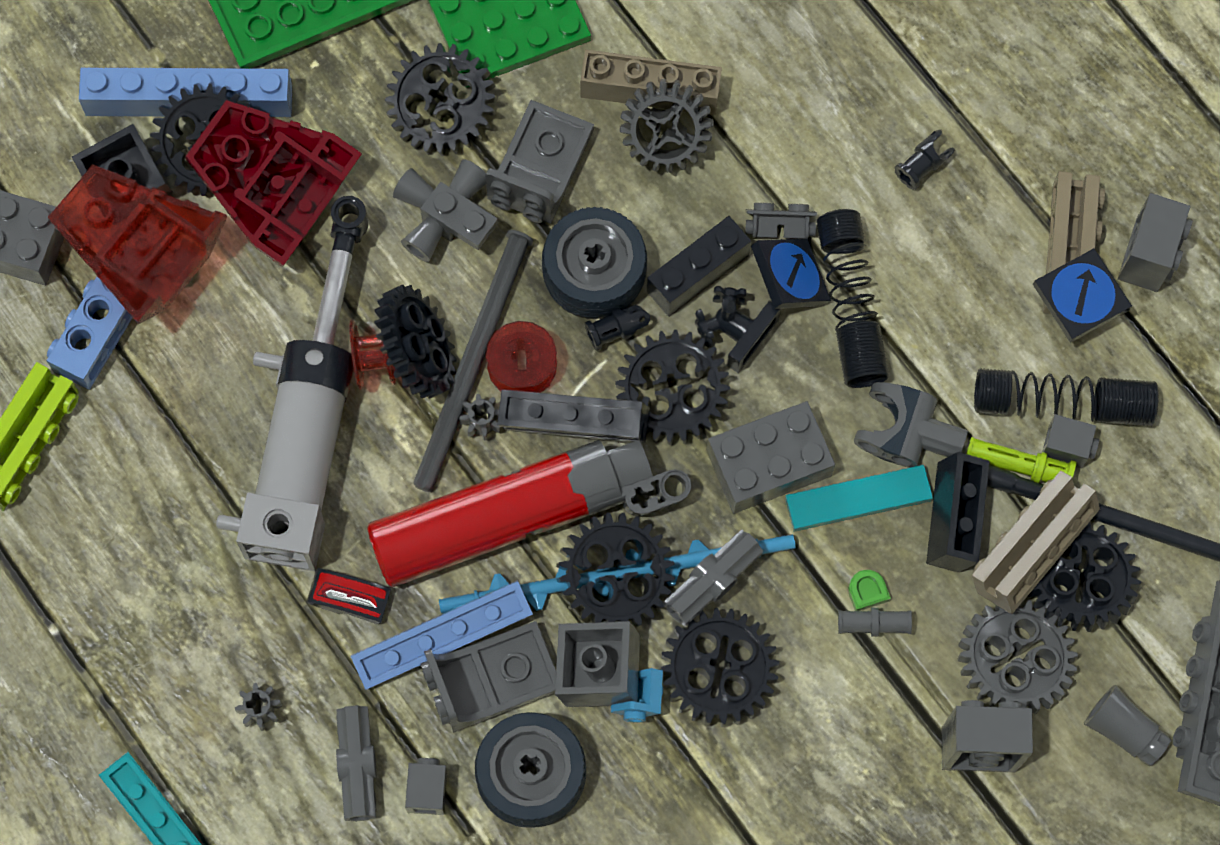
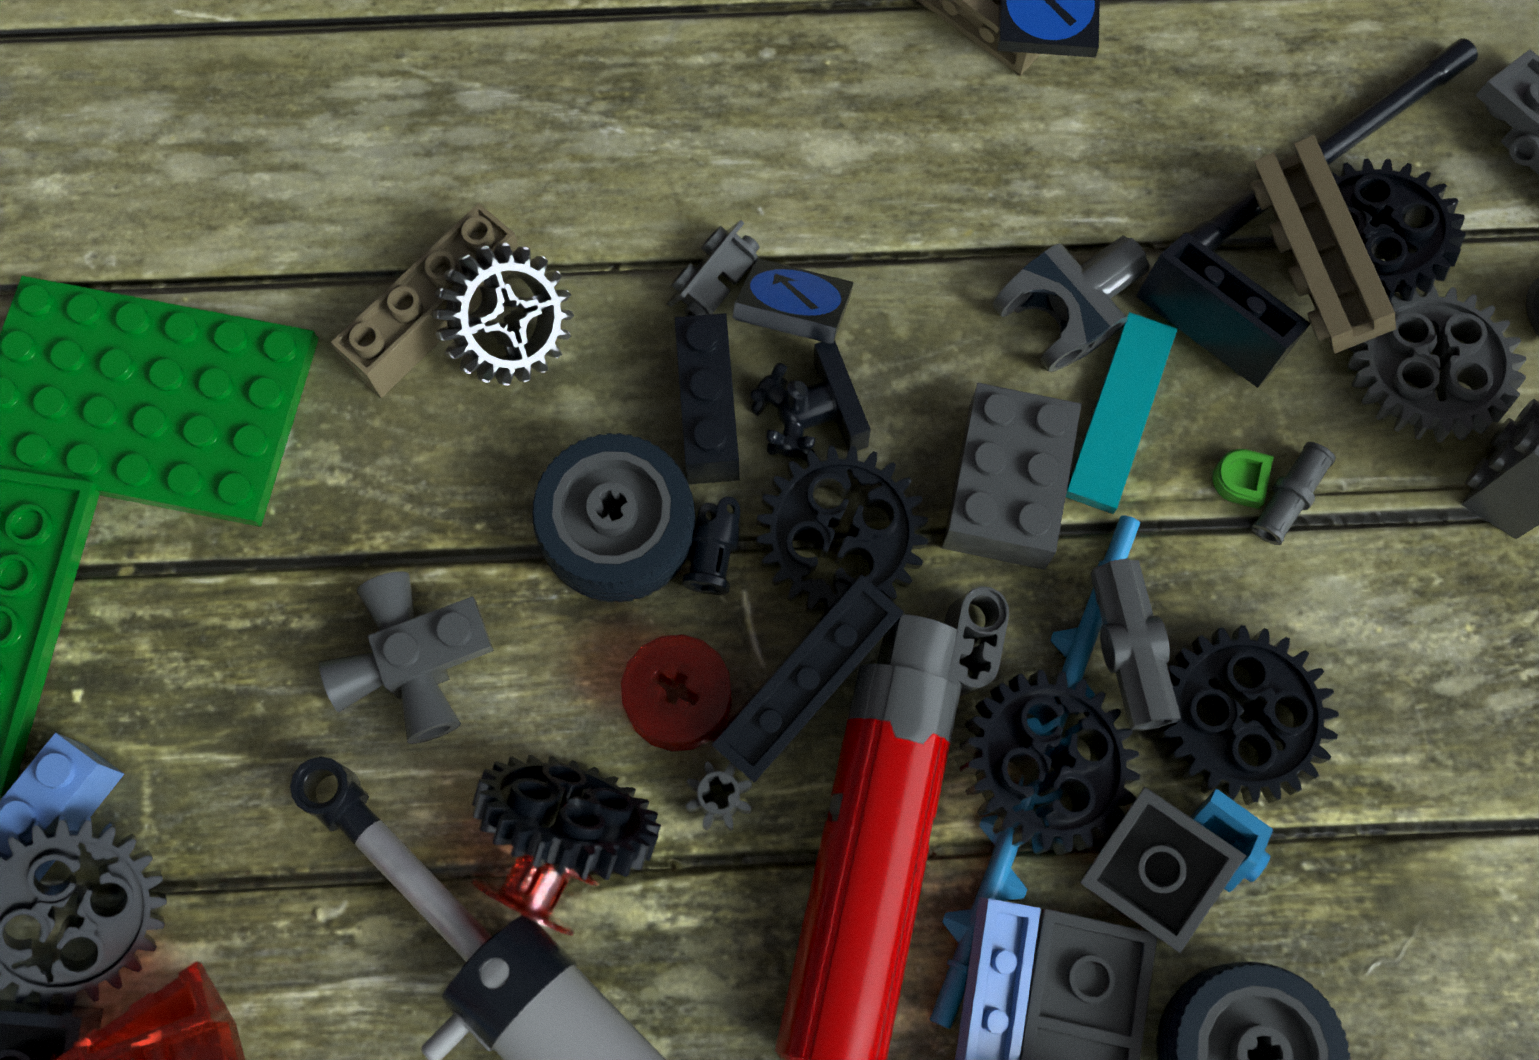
camera: 55 degrees left, 0 degrees up
(270, 174) = (181, 860): dark red wedge -> none
(468, 112) = (209, 586): black gear -> none
(472, 360) = (634, 761): dark grey axle -> none
(539, 163) = (431, 499): dark grey bracket -> none
(859, 341) = (936, 282): black piece -> none
(922, 162) = (754, 71): black piece -> none
(1038, 467) = (1210, 194): lime pin -> none
(1070, 440) = (1203, 141): dark grey brick -> none
(1113, 401) = (1182, 72): black piece -> none

